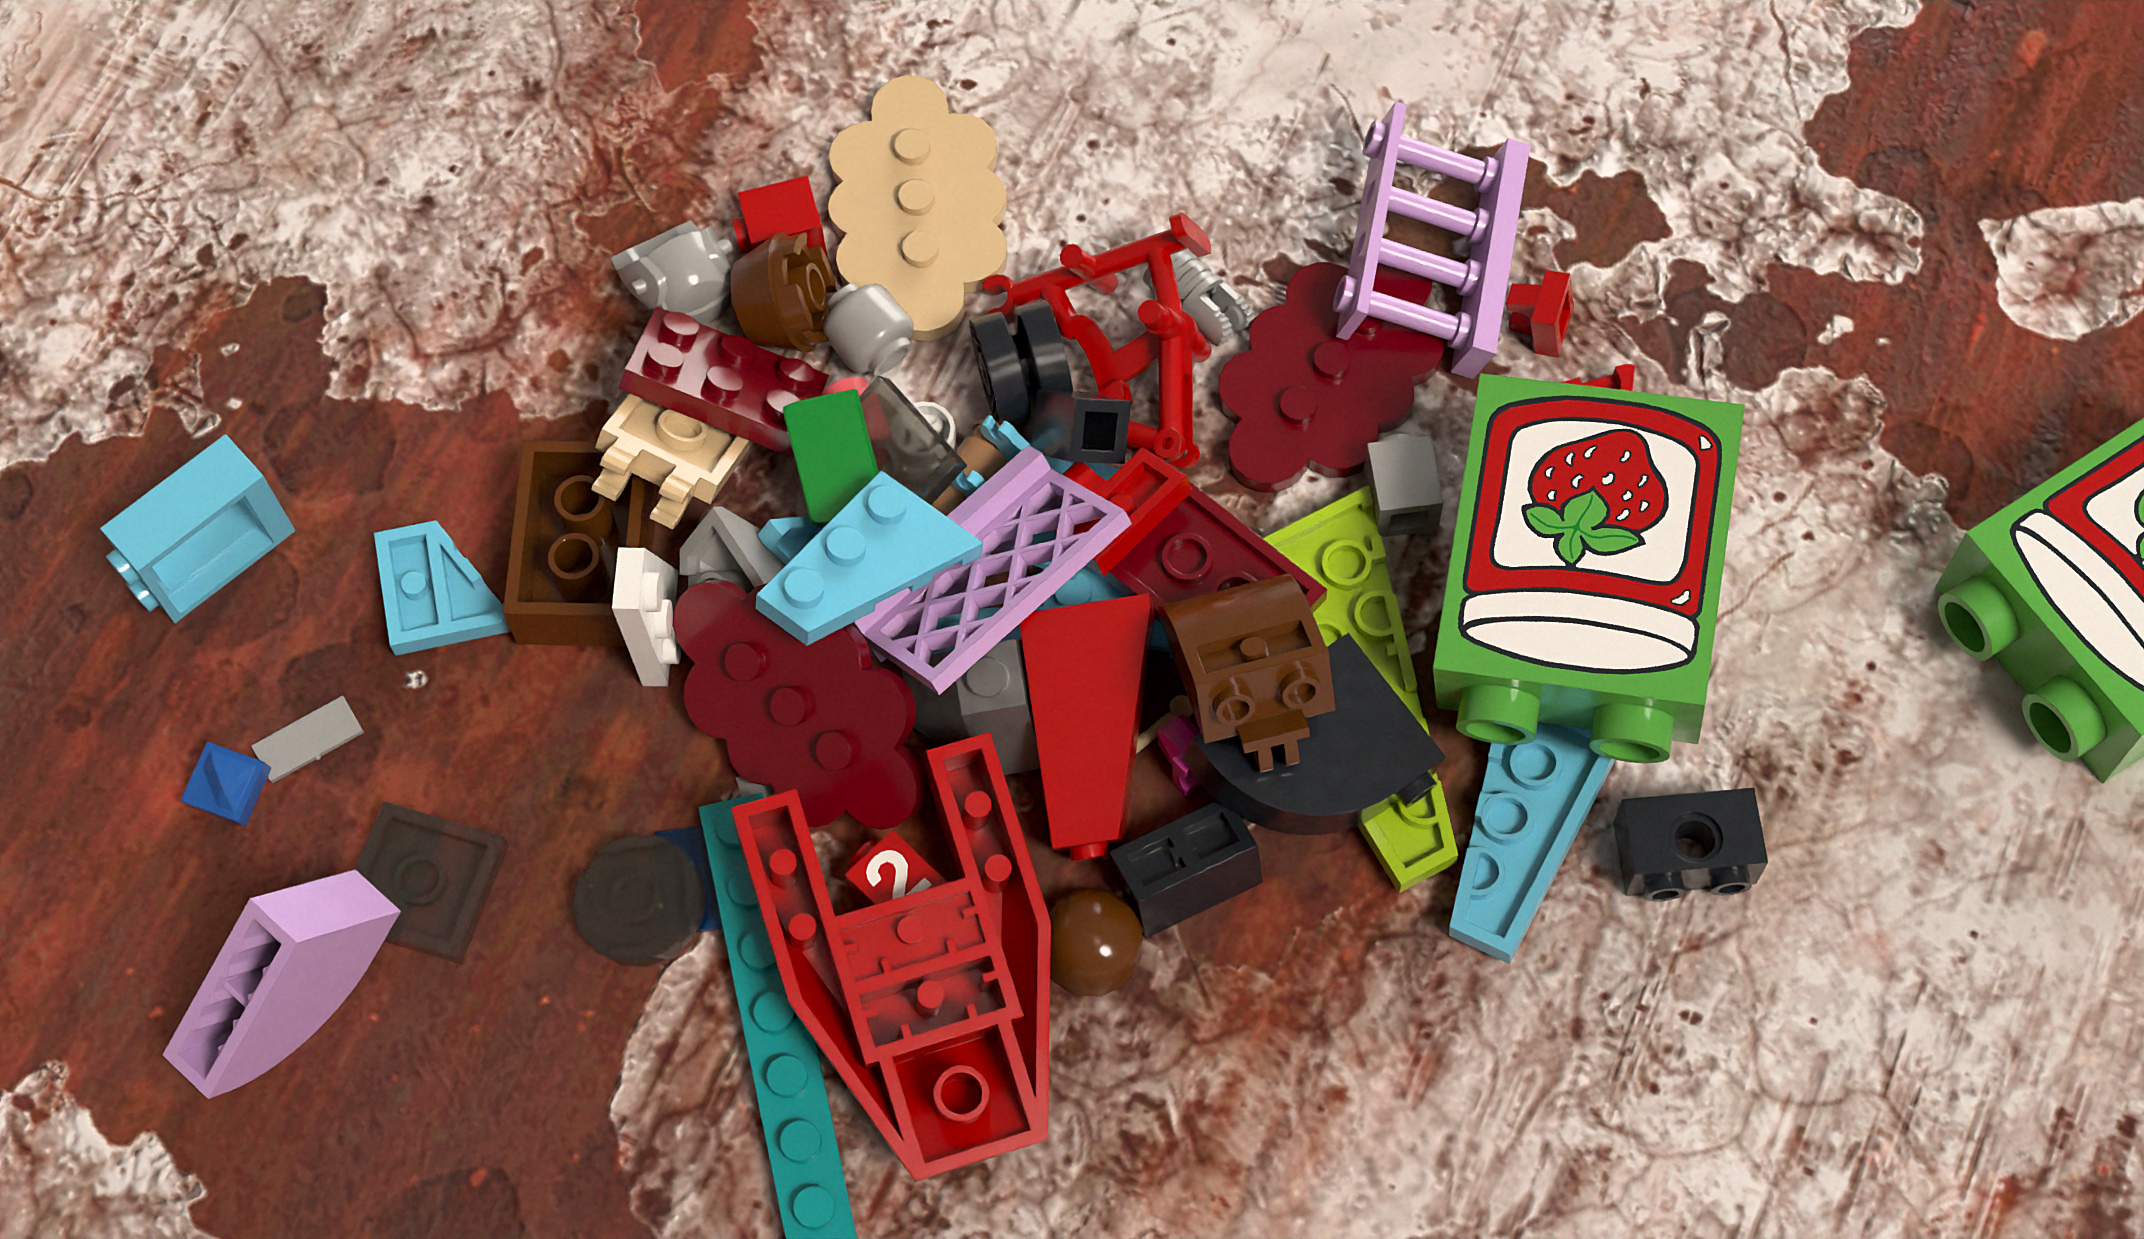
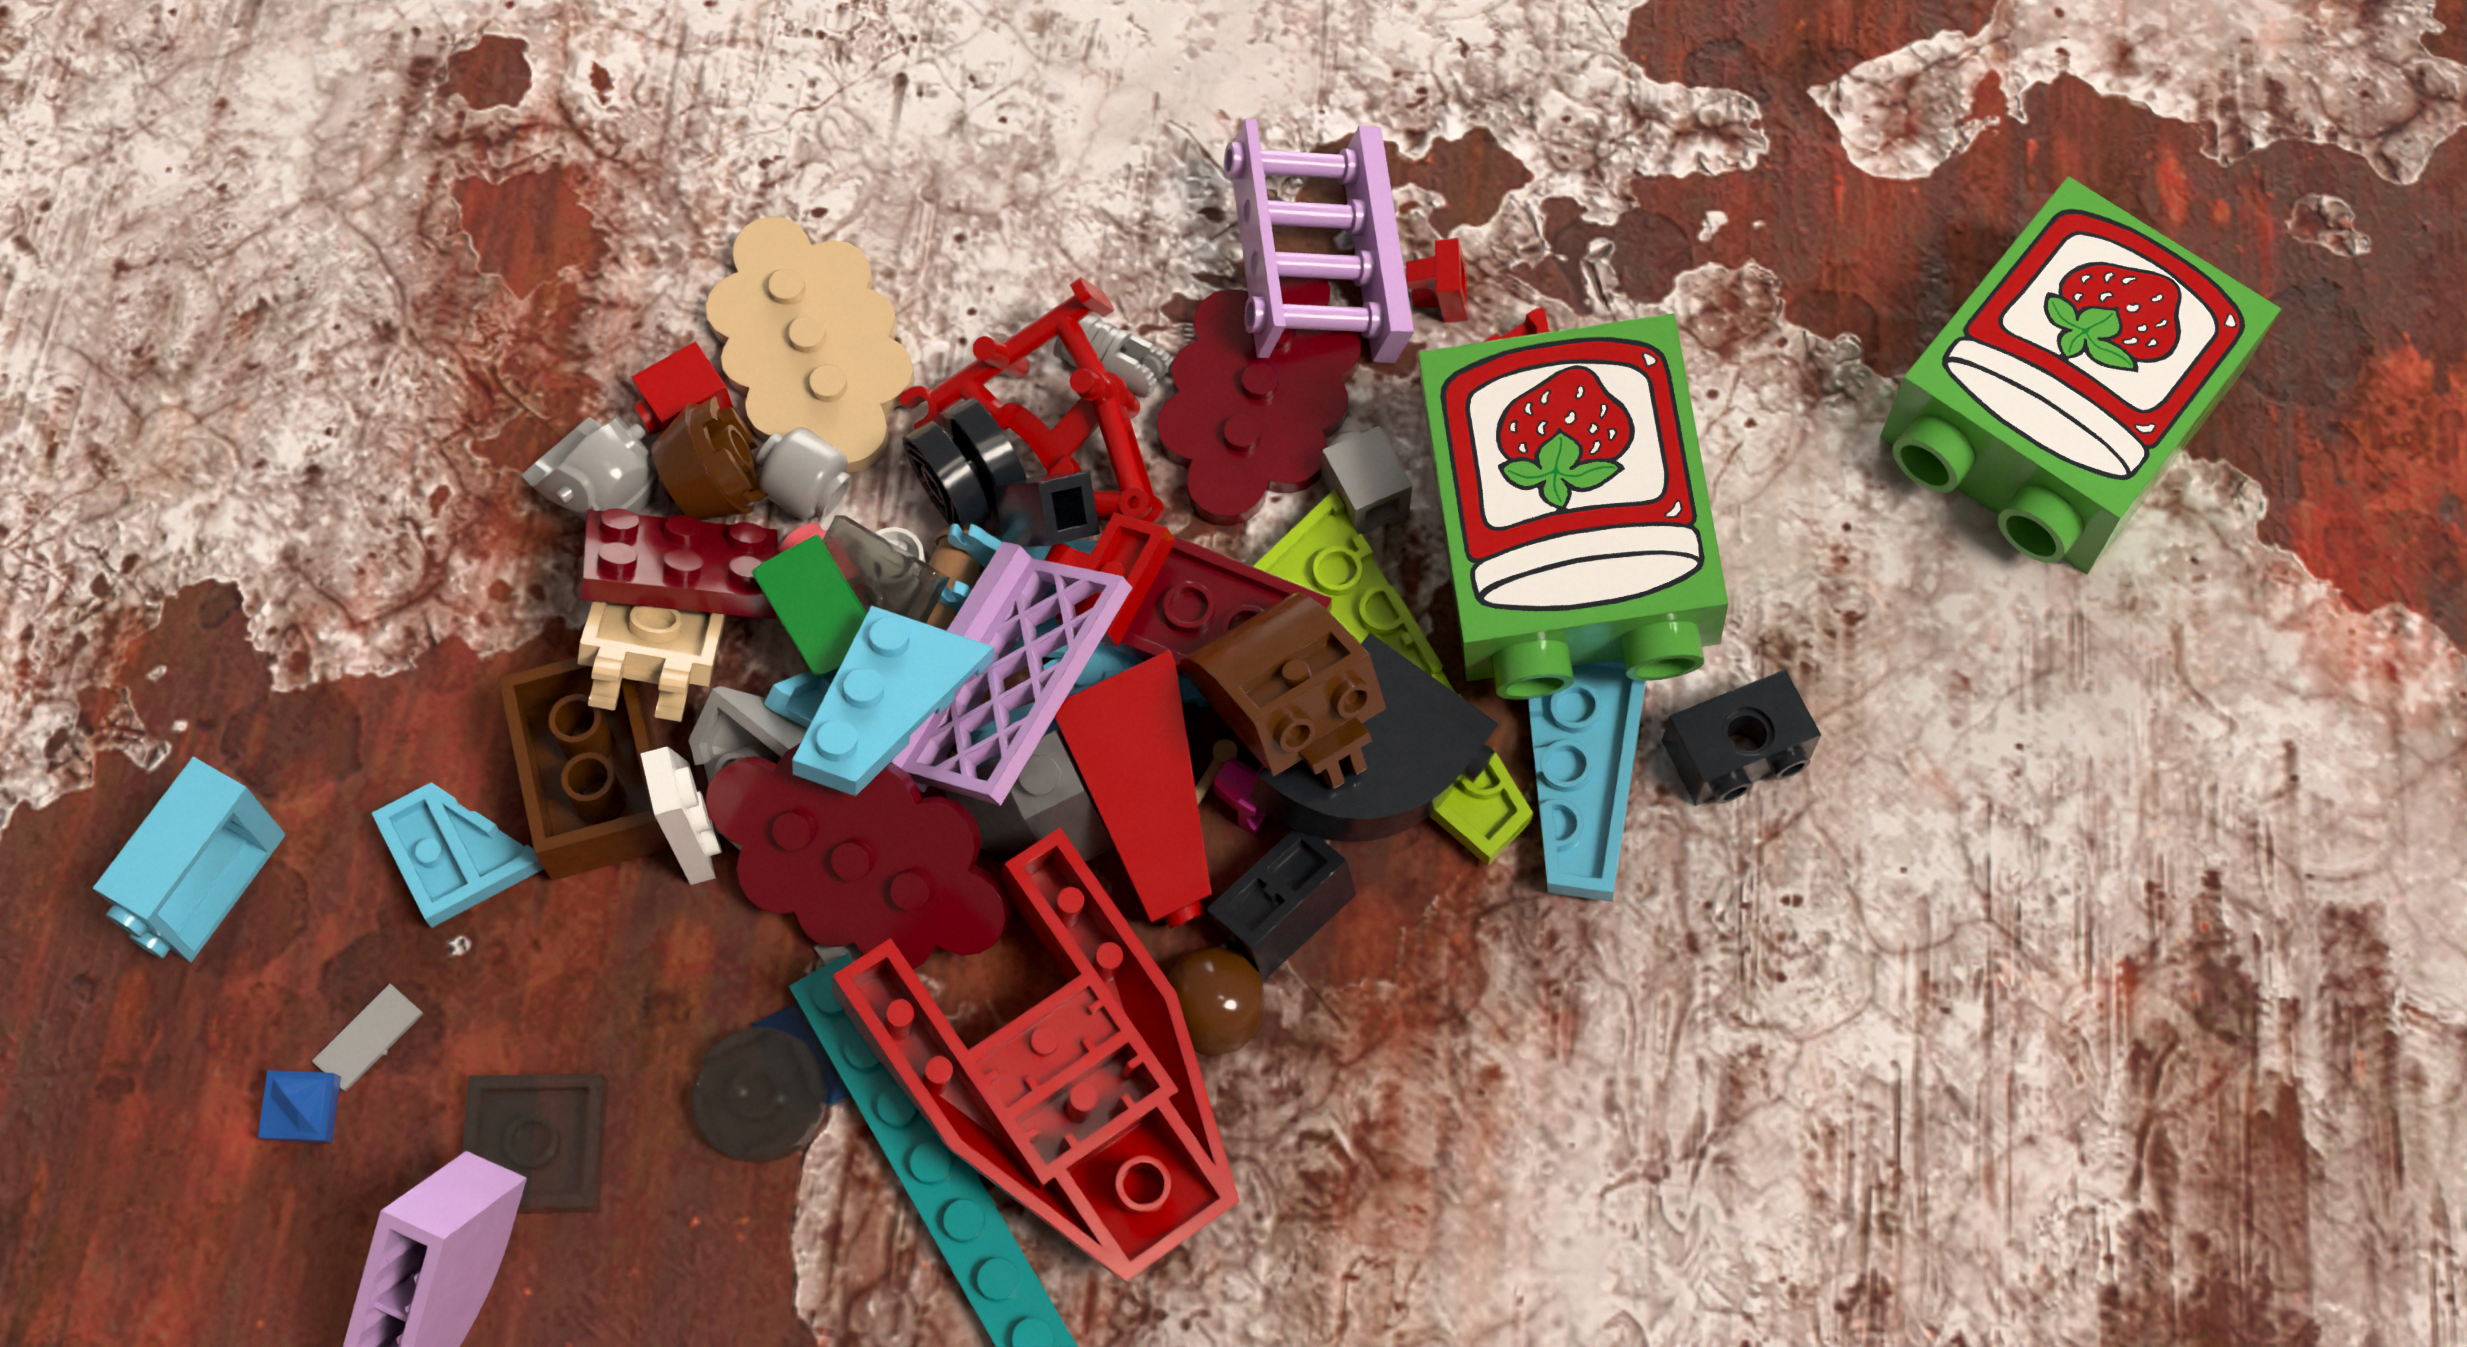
camera: 20 degrees left, 0 degrees up
(888, 871) = (999, 993): red brick -> none

